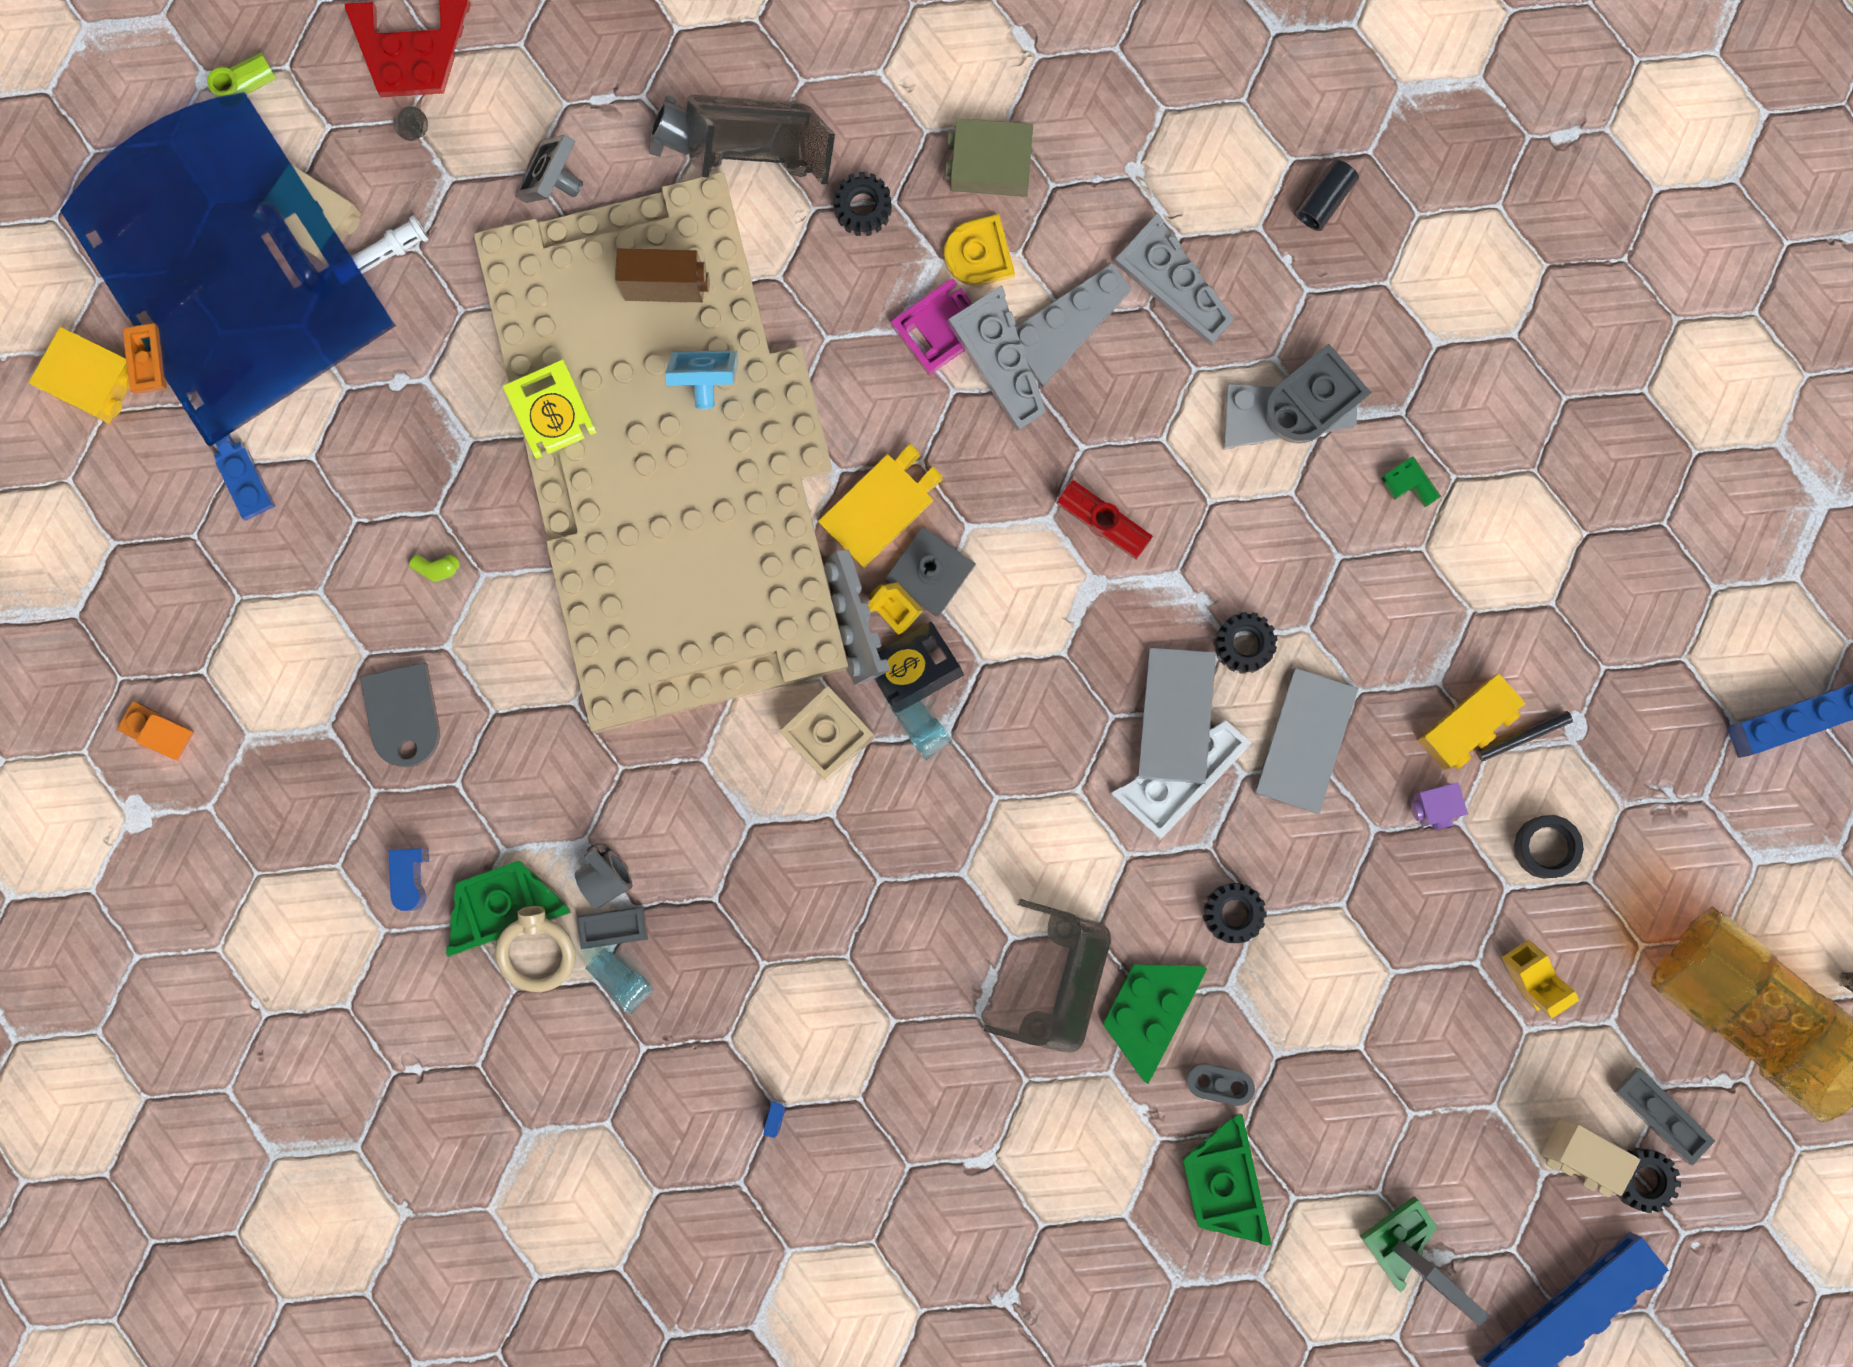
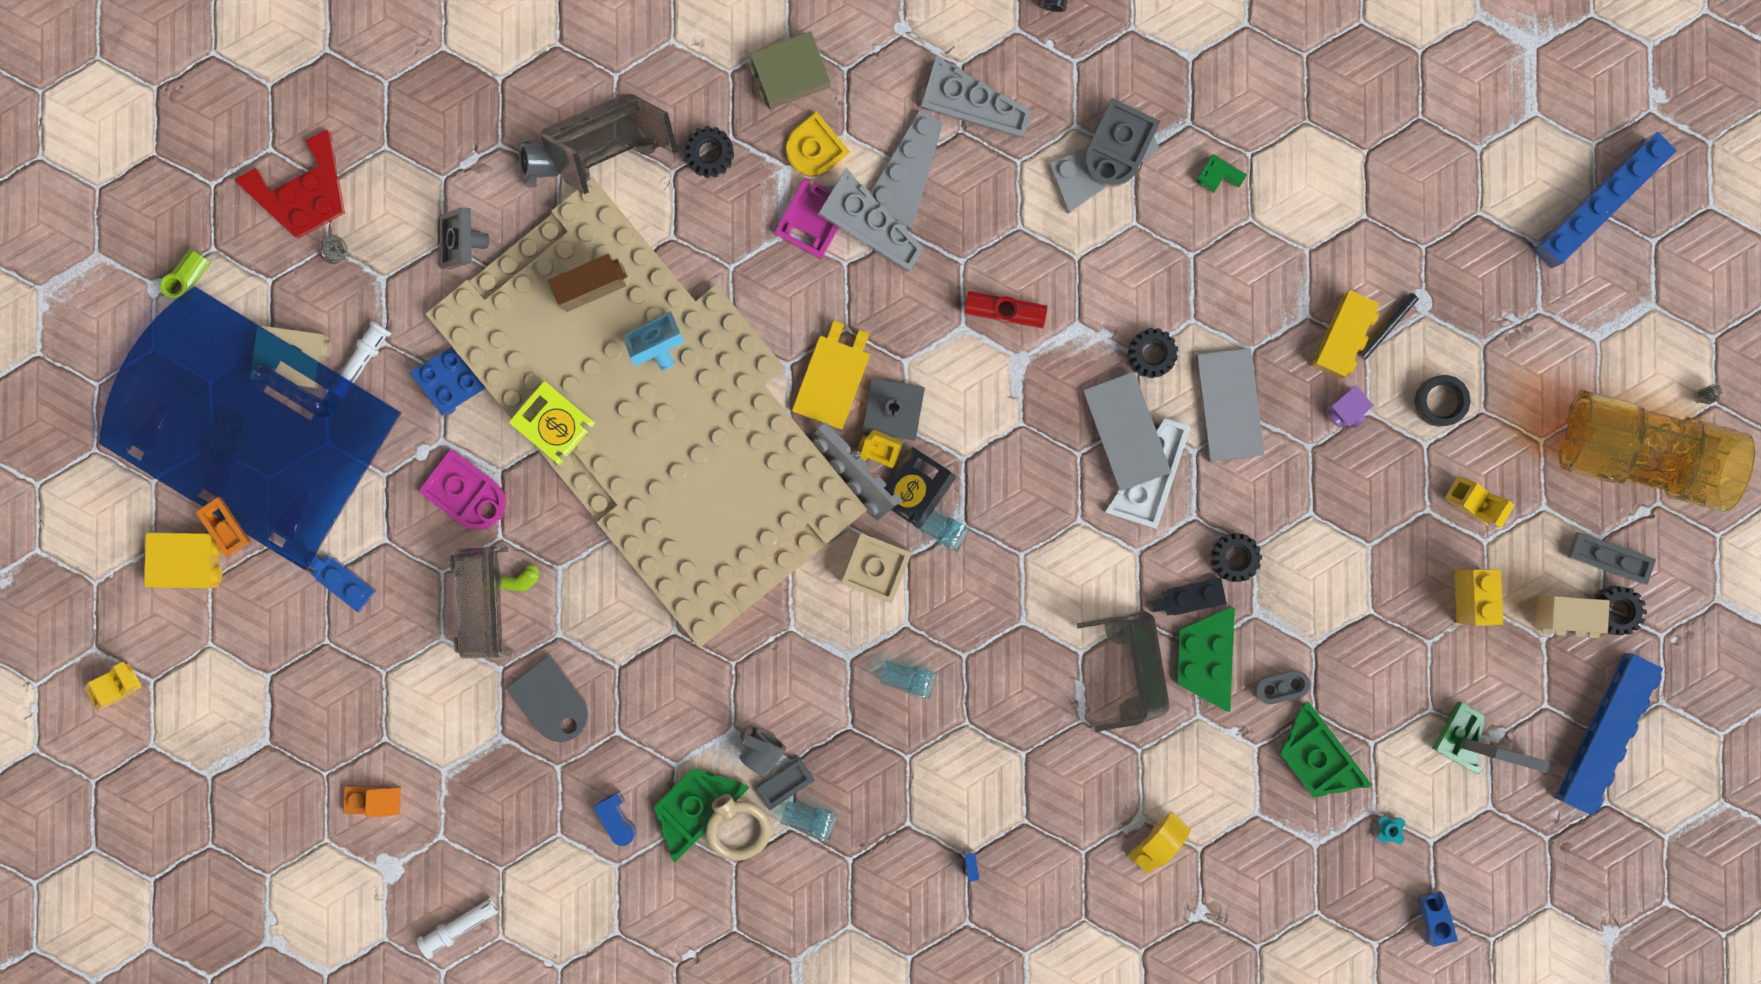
camera: 30 degrees left, 5 degrees up
(160, 916) = (446, 934): none -> white pin
(373, 565) = (478, 603): none -> clear smoke windscreen
(420, 443) = (463, 491): none -> dark pink tile
(461, 317) = (447, 381): none -> blue hinge
(810, 880) = (913, 680): none -> clear light blue piece
(999, 1196) = (1161, 844): none -> yellow brick
(1163, 934) = (1190, 597): none -> black hinge
(1260, 1311) = (1384, 826): none -> teal plate
(1491, 1085) = (1478, 597): none -> yellow brick

